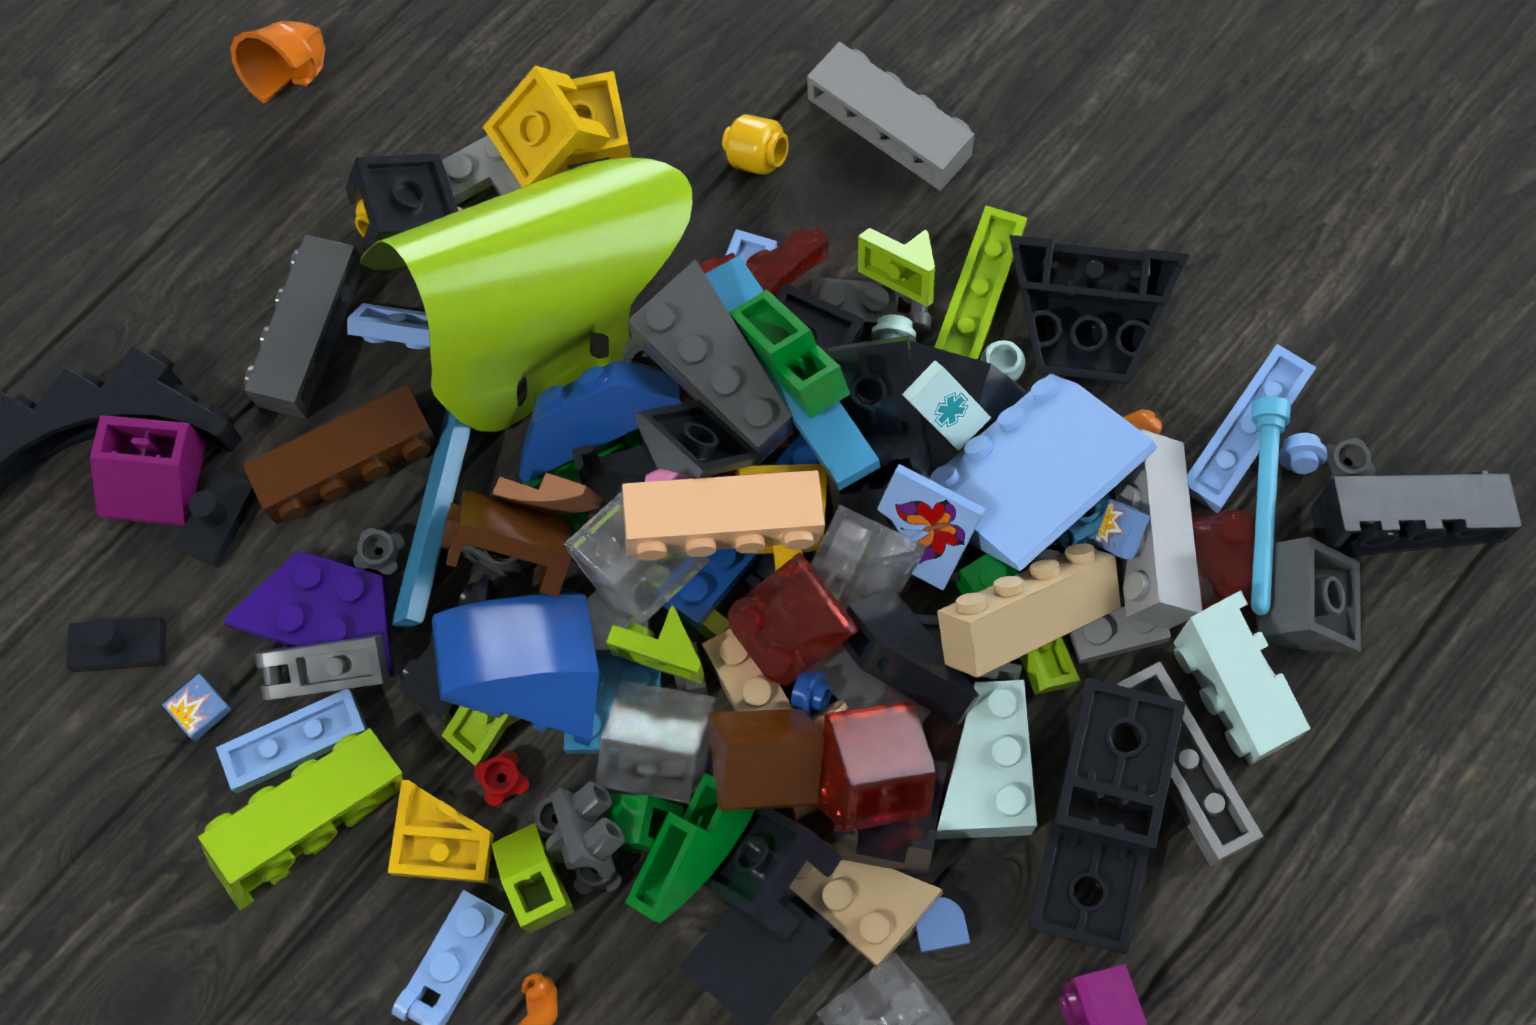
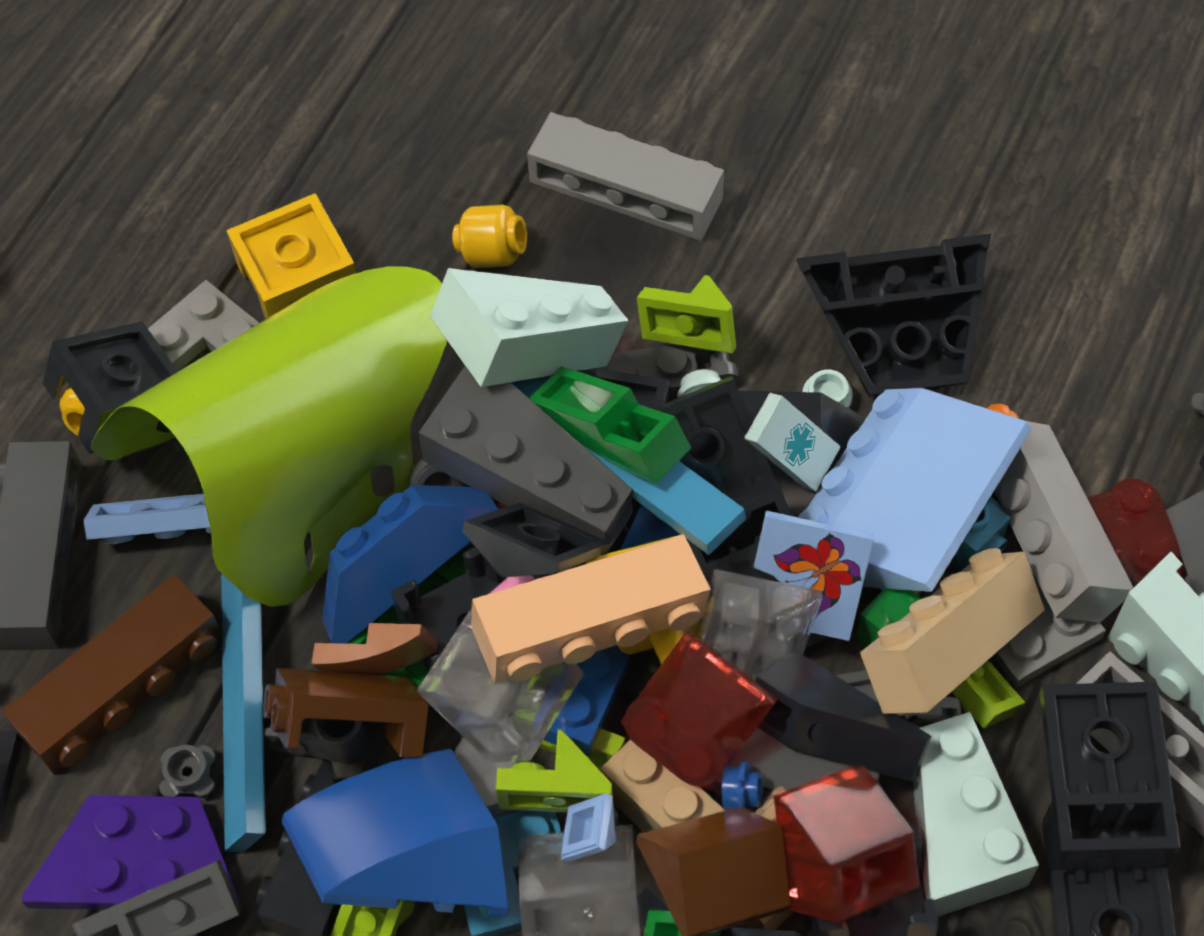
camera: 20 degrees left, 10 degrees down
(540, 128) = (253, 265): yellow panel -> none
(674, 694) = (588, 828): none -> light blue slope
(745, 248) = (524, 325): none -> light aqua wedge
(980, 284) = (778, 317): lime plate -> none
(1121, 529) = (1021, 524): medium blue tile -> none
(1237, 440) = (1108, 396): light blue plate -> none
(1270, 417) = (1131, 376): medium azure piece -> none
(1302, 453) = (1173, 407): light blue plate -> none

